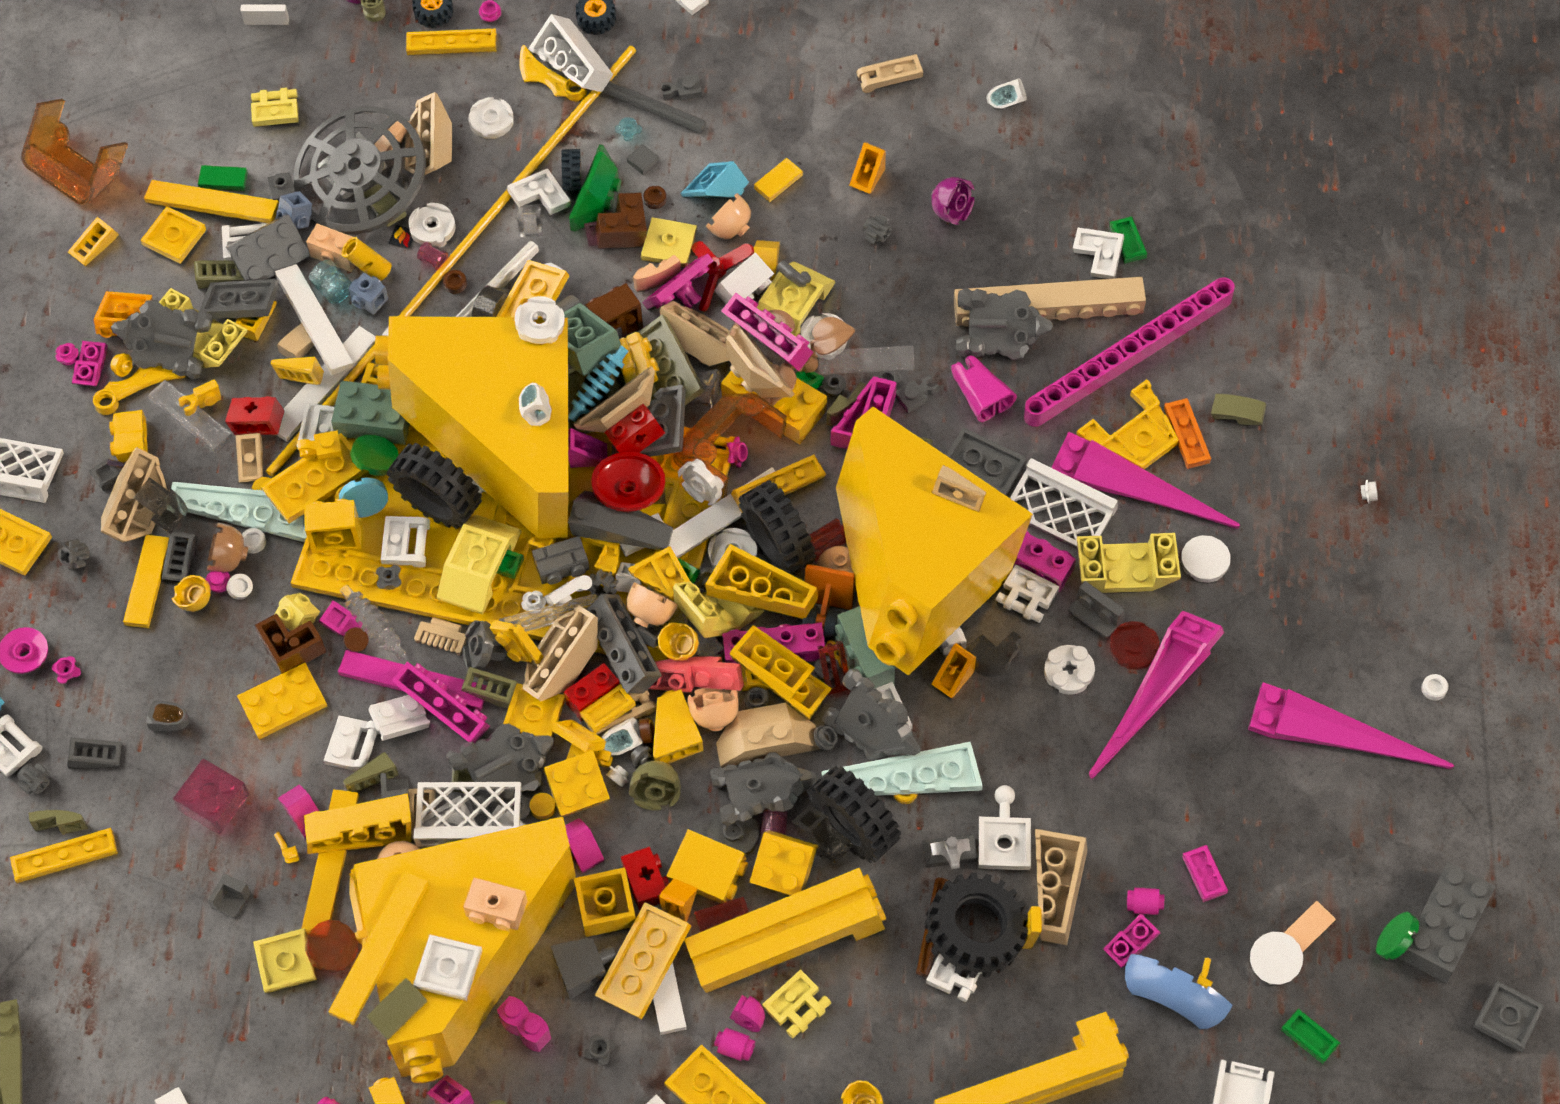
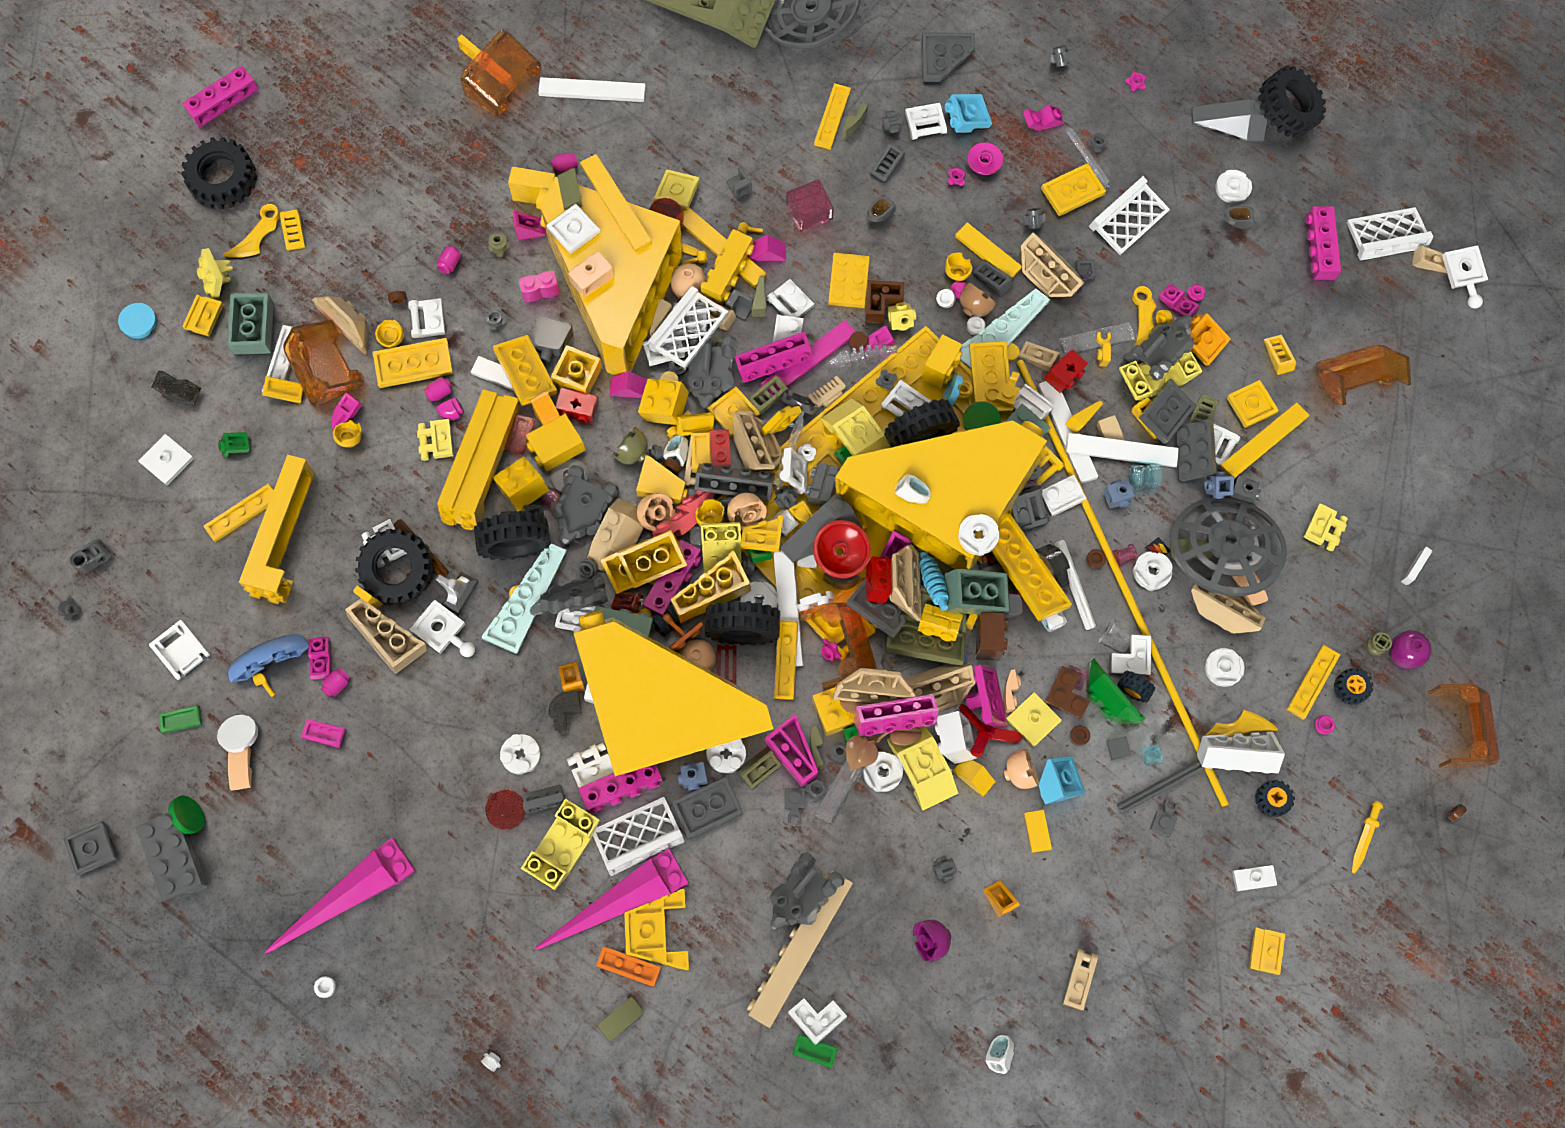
camera: 120 degrees right, 10 degrees up
(128, 432) = (1103, 294): yellow brick -> none
(166, 505) = (1029, 282): clear smoke brick -> none
(222, 178) = (1283, 461): green tile -> none
(327, 245) = (1173, 494): light nougat brick -> none
(366, 258) = (1145, 505): yellow pin -> none
(618, 775) = (654, 432): white plate -> none
(793, 275) = (935, 769): dark grey arm -> none
(958, 489) = (661, 727): tan slope -> none
(982, 389) = (765, 848): dark pink piece -> none
(1125, 360) = (716, 965): dark pink beam -> none
(1179, 655) = (471, 827): dark pink plate -> none
(1205, 558) = (529, 905): white tile -> none

